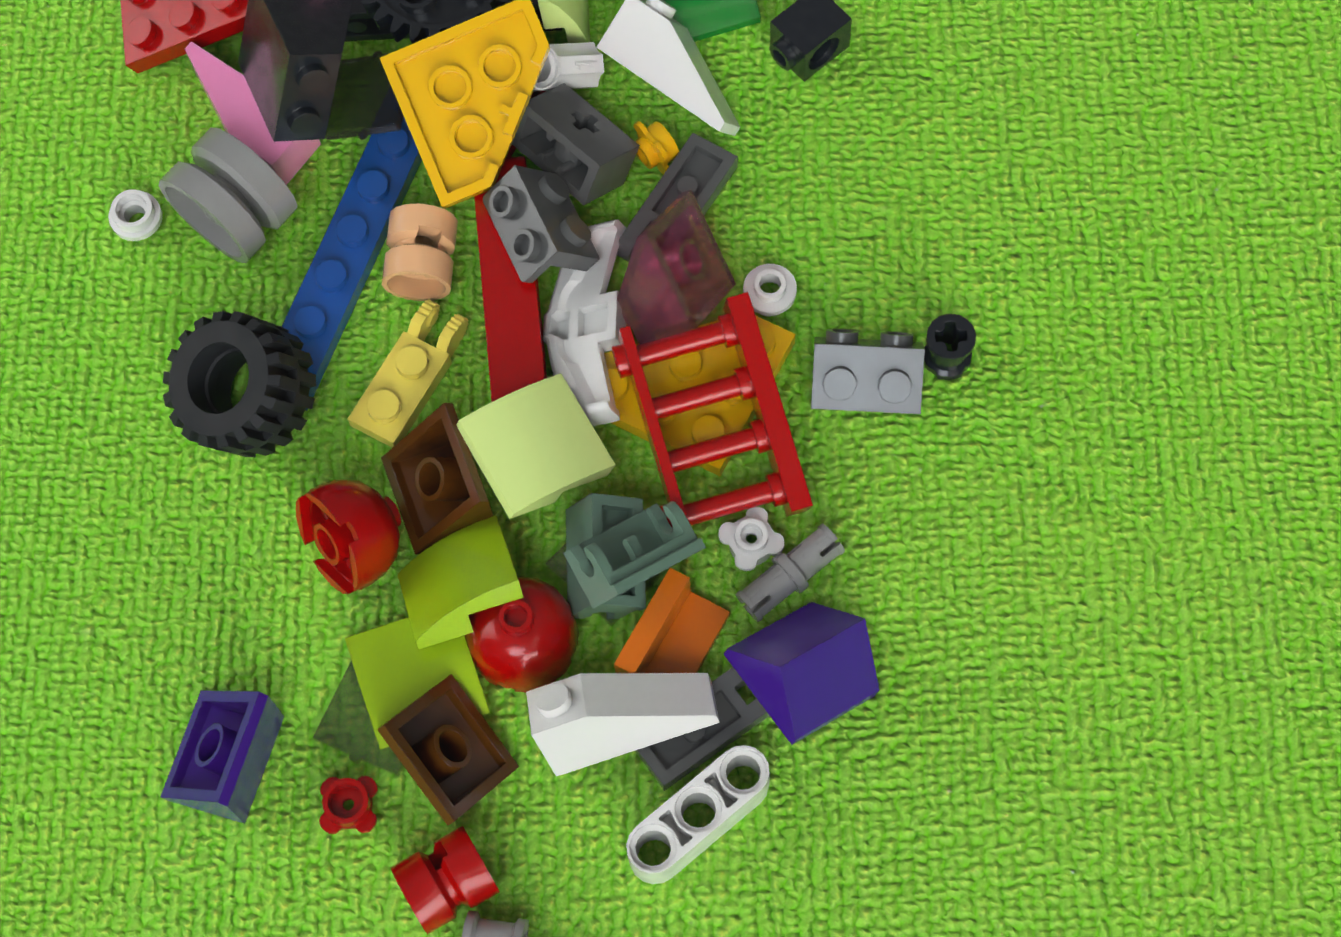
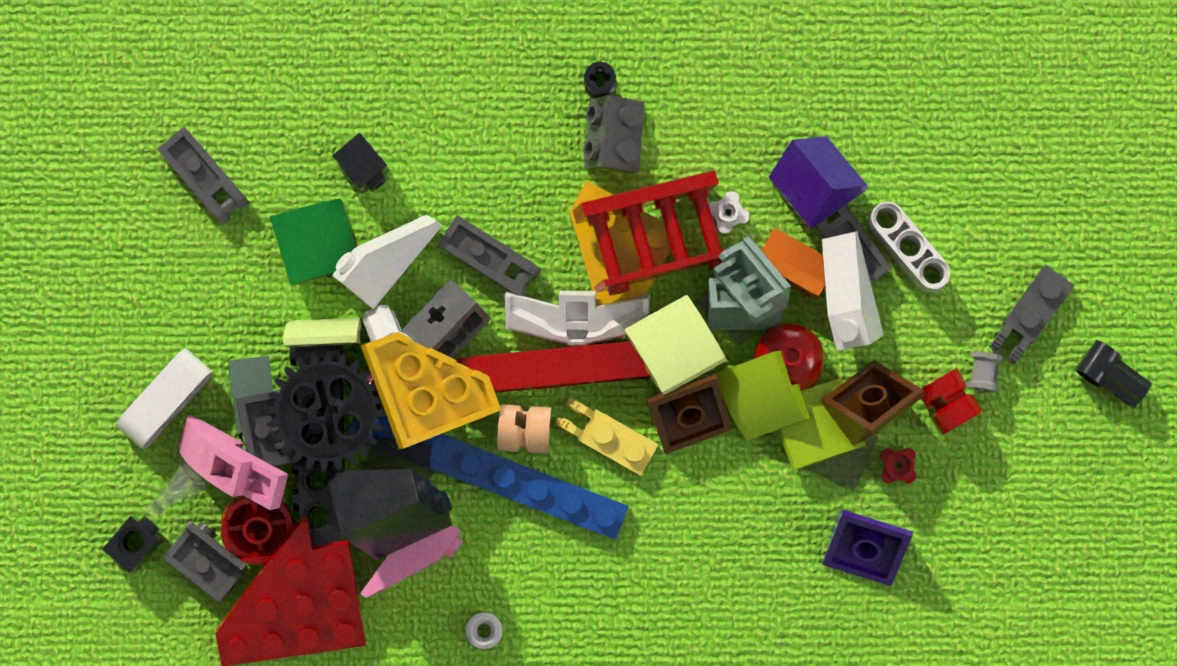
camera: 95 degrees left, 15 degrees up
(204, 376) = (639, 566): black tyre -> none
(228, 194) = (479, 554): light grey wheel -> none
(351, 530) = (725, 466): red cylinder -> none
(539, 223) = (513, 345): dark grey bracket -> none
(656, 146) = (446, 270): yellow plate -> none
(673, 273) = (552, 255): clear pink slope -> none
(770, 303) = (552, 207): white plate -> none
(790, 572) = (751, 188): light grey pin -> none

